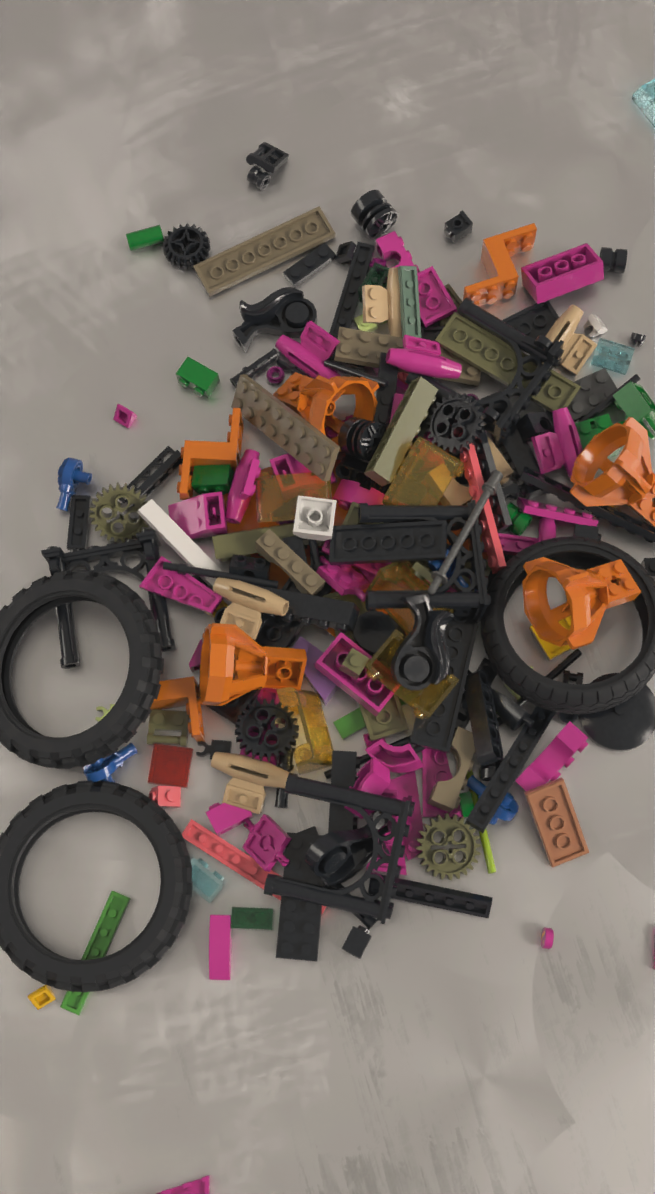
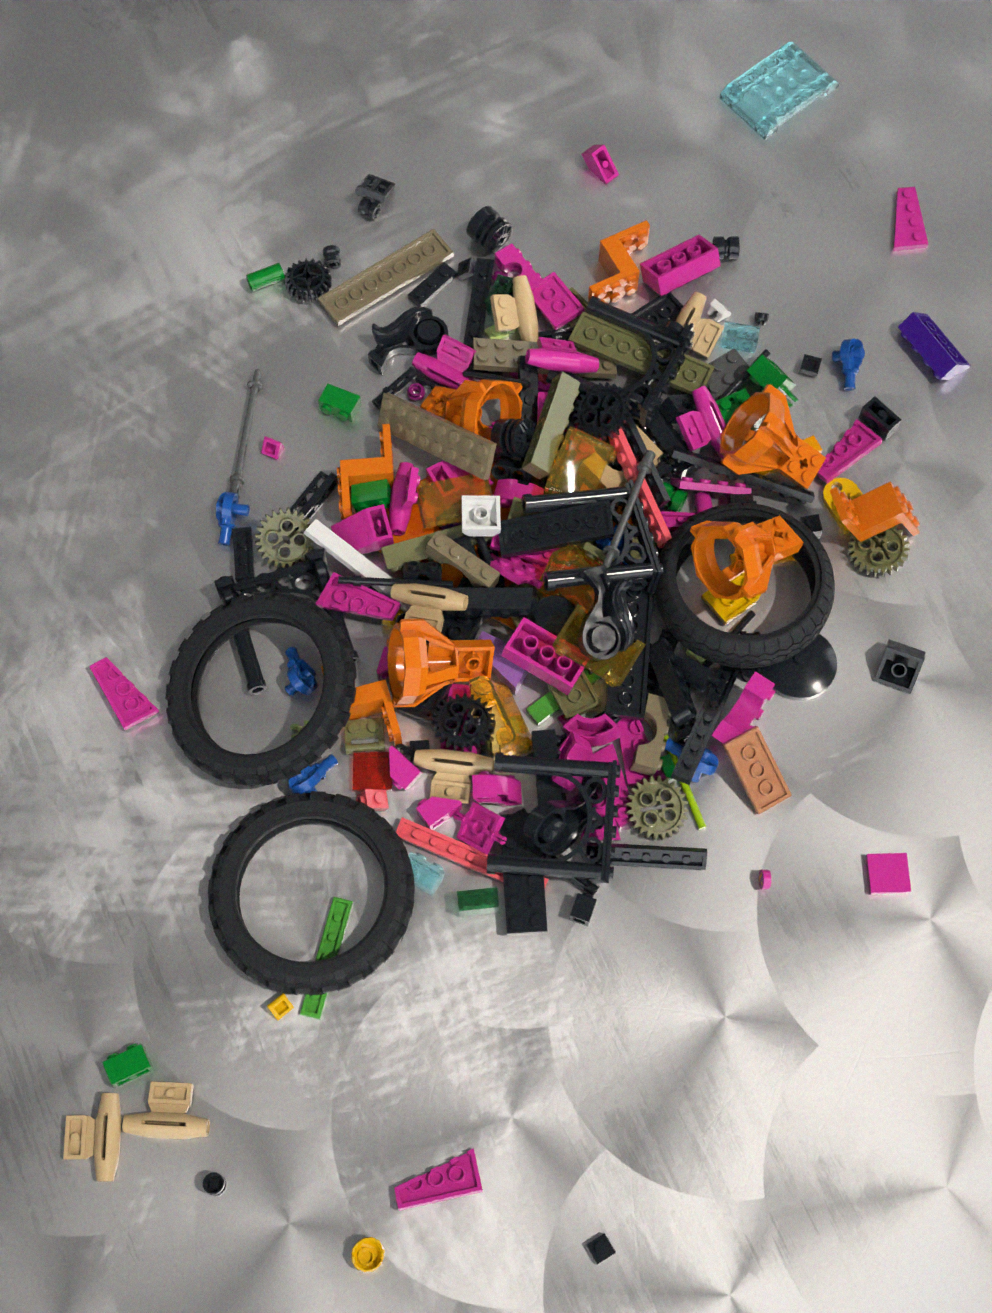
camera: 15 degrees left, 5 degrees down
(85, 445) = (237, 480): none -> dark grey bar
(118, 663) = (299, 674): none -> blue pin
(198, 769) = (402, 770): none -> dark pink slope
(214, 223) = (331, 257): none -> black wheel
(220, 947) = (450, 933): dark pink slope -> none
(288, 806) = (496, 789): none -> dark pink brick
(354, 663) = (542, 643): olive brick -> none
(409, 301) = (537, 305): sand green tile -> none
(458, 227) = (572, 233): black brick -> none
(498, 155) = (600, 163): none -> dark pink slope

